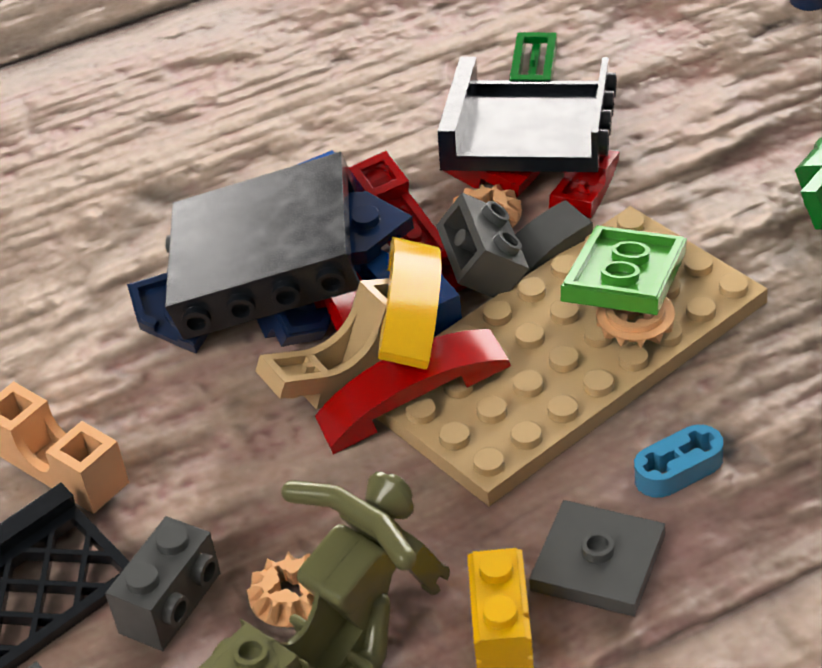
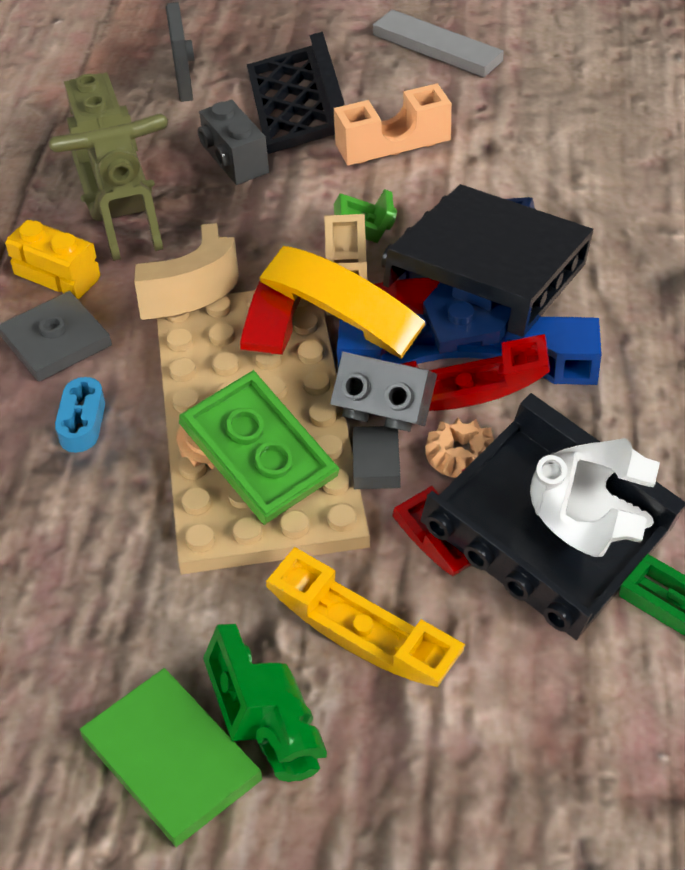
camera: 120 degrees right, 5 degrees up
(223, 402) = (377, 216): none -> bright green bracket
(270, 601) = (197, 202): light nougat gear -> none
(443, 437) = (190, 280): none -> tan arch
(516, 87) = (574, 500): none -> white piece
(710, 163) = (361, 626): none -> yellow slope

